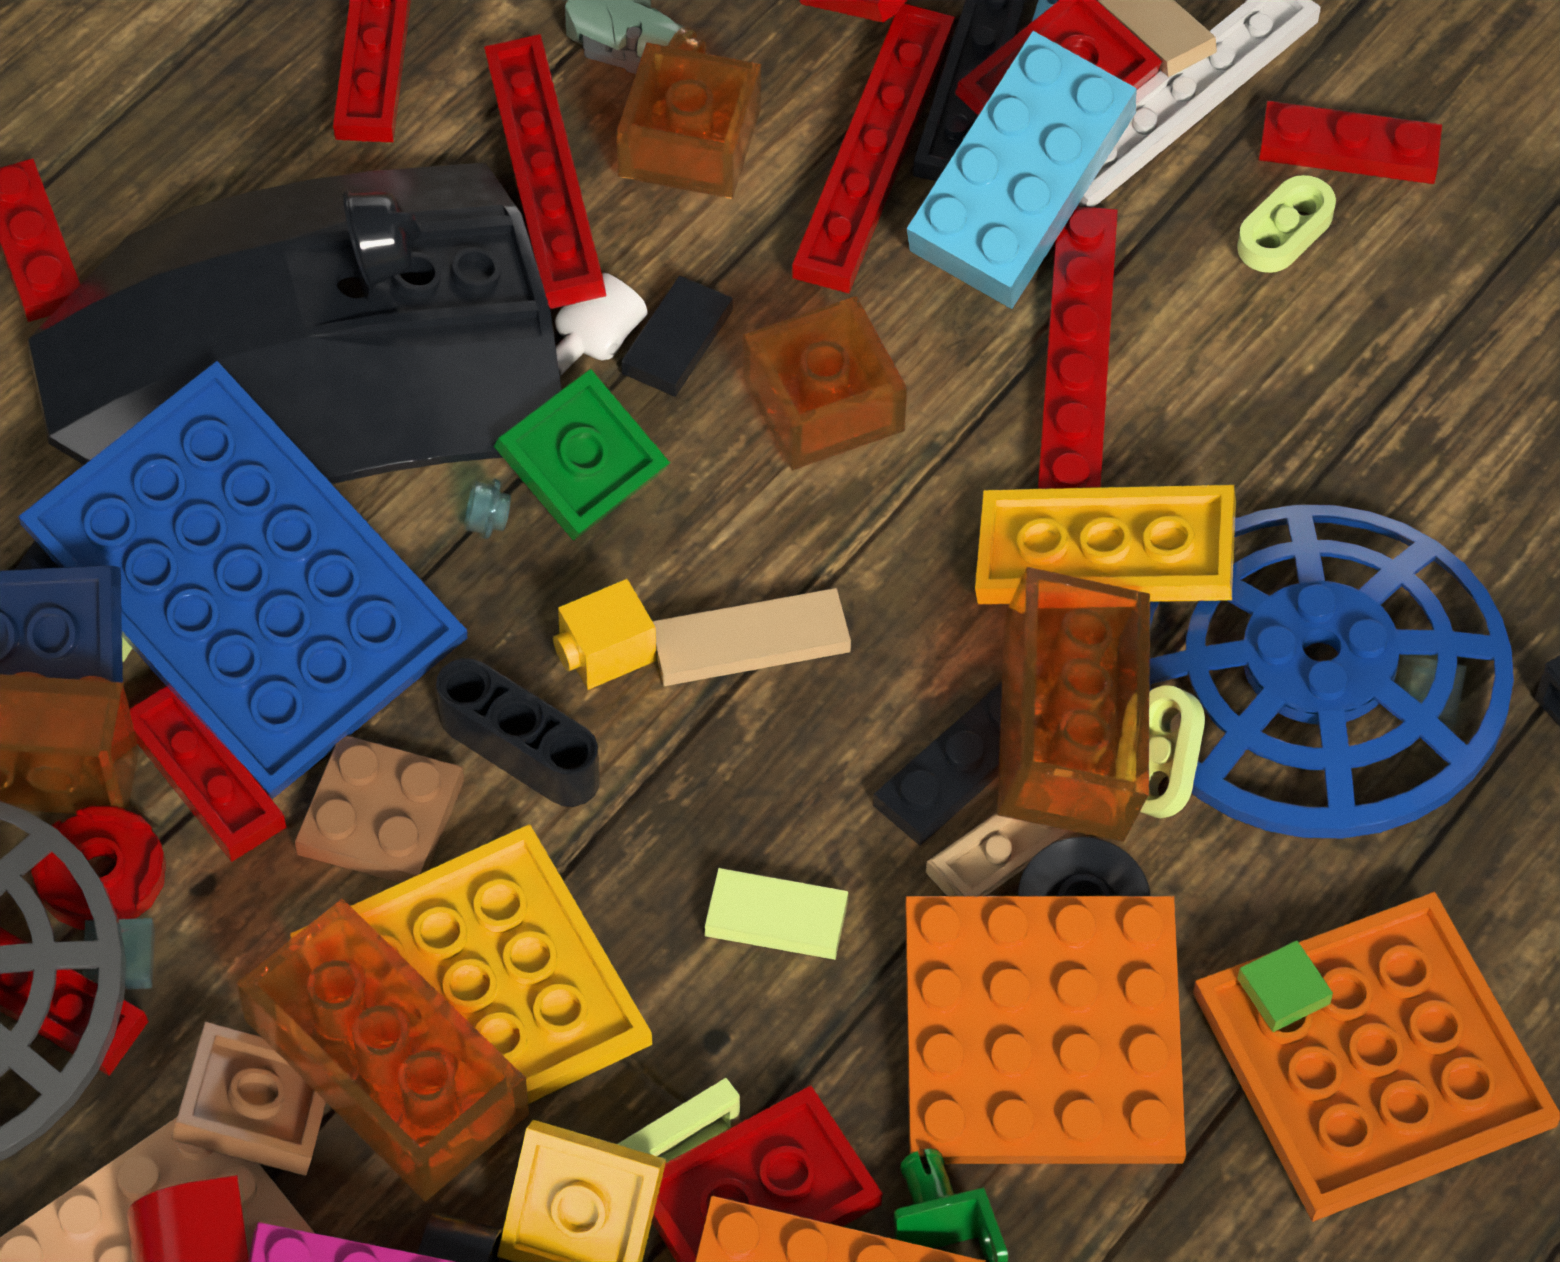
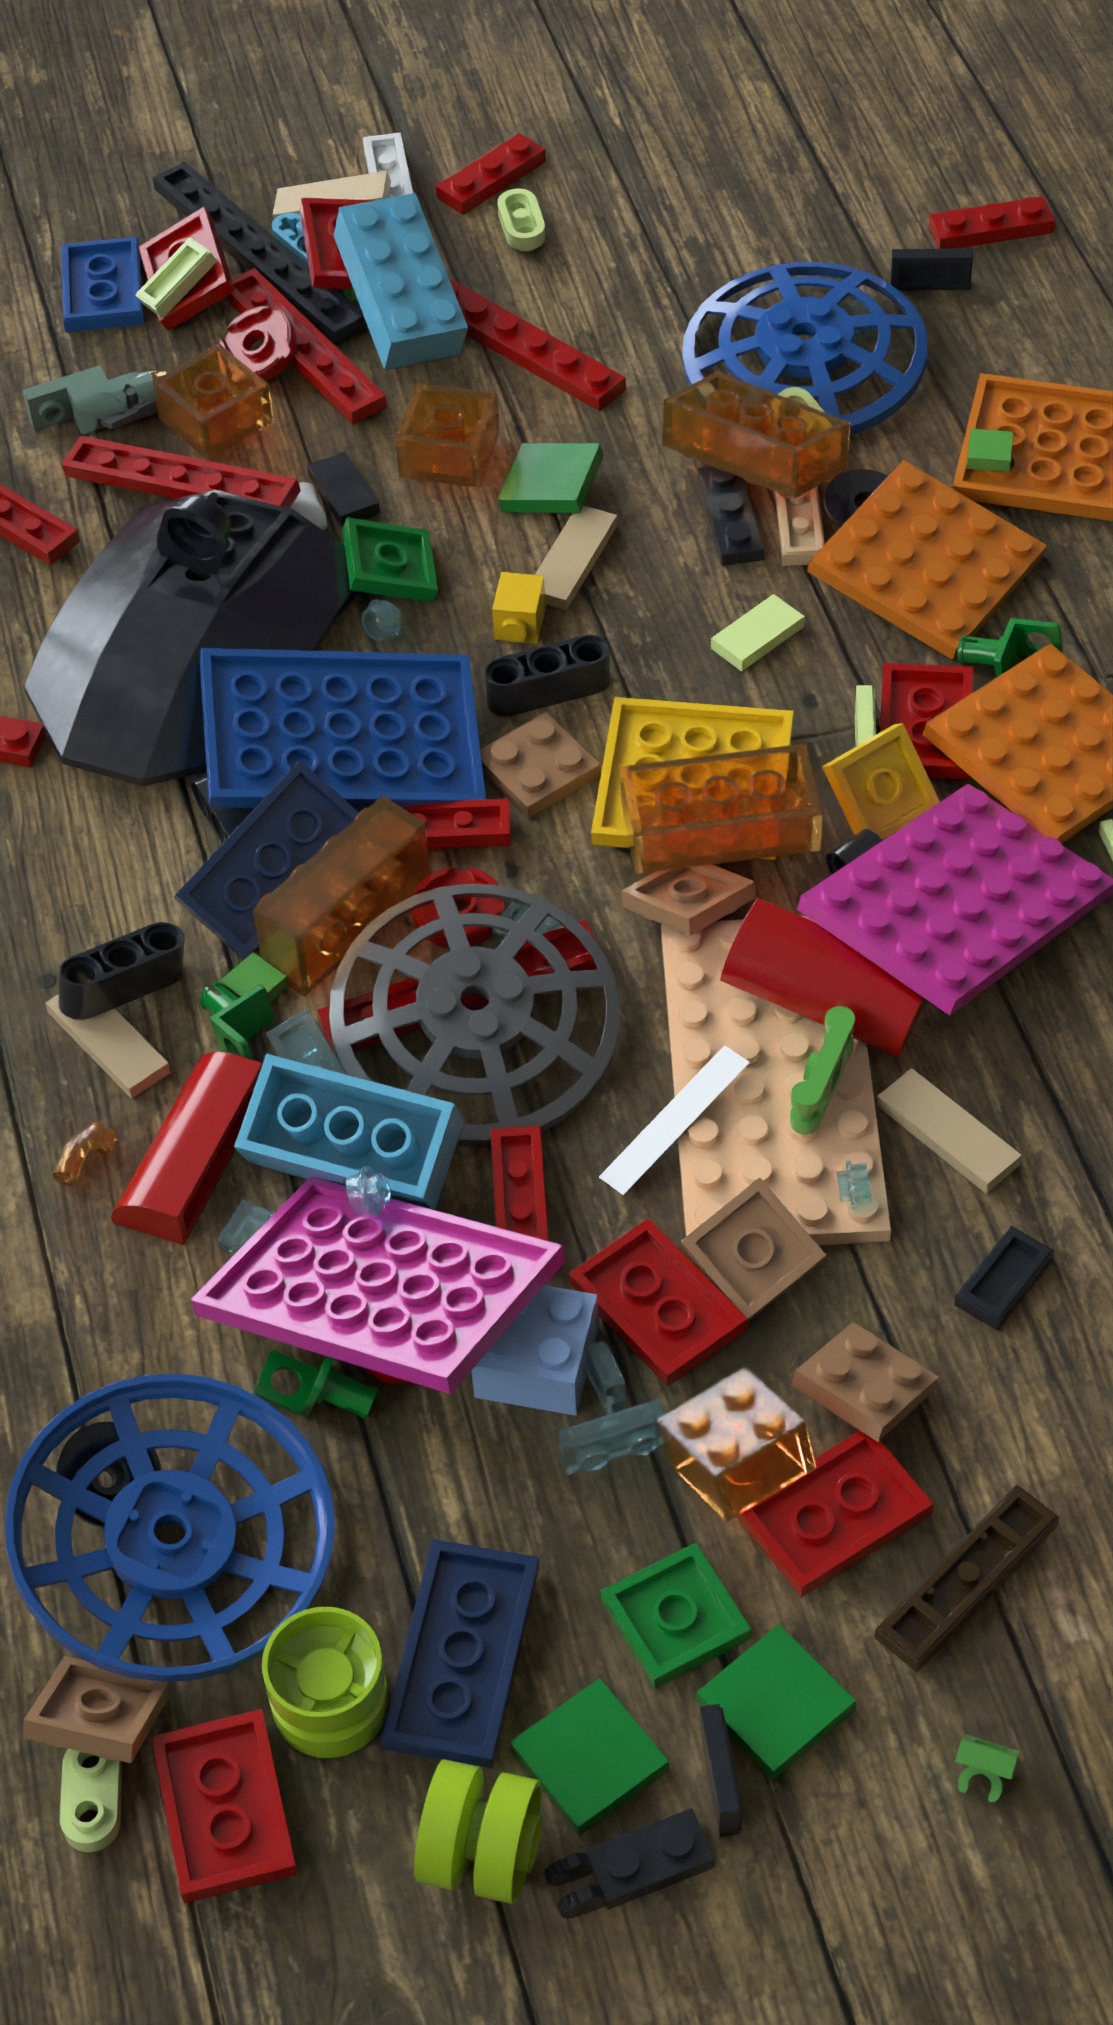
camera: 50 degrees left, 5 degrees down
(818, 128) = (278, 343): none -> tile
(857, 532) = (551, 477): none -> green tile
(1134, 538) = (676, 356): yellow plate -> none

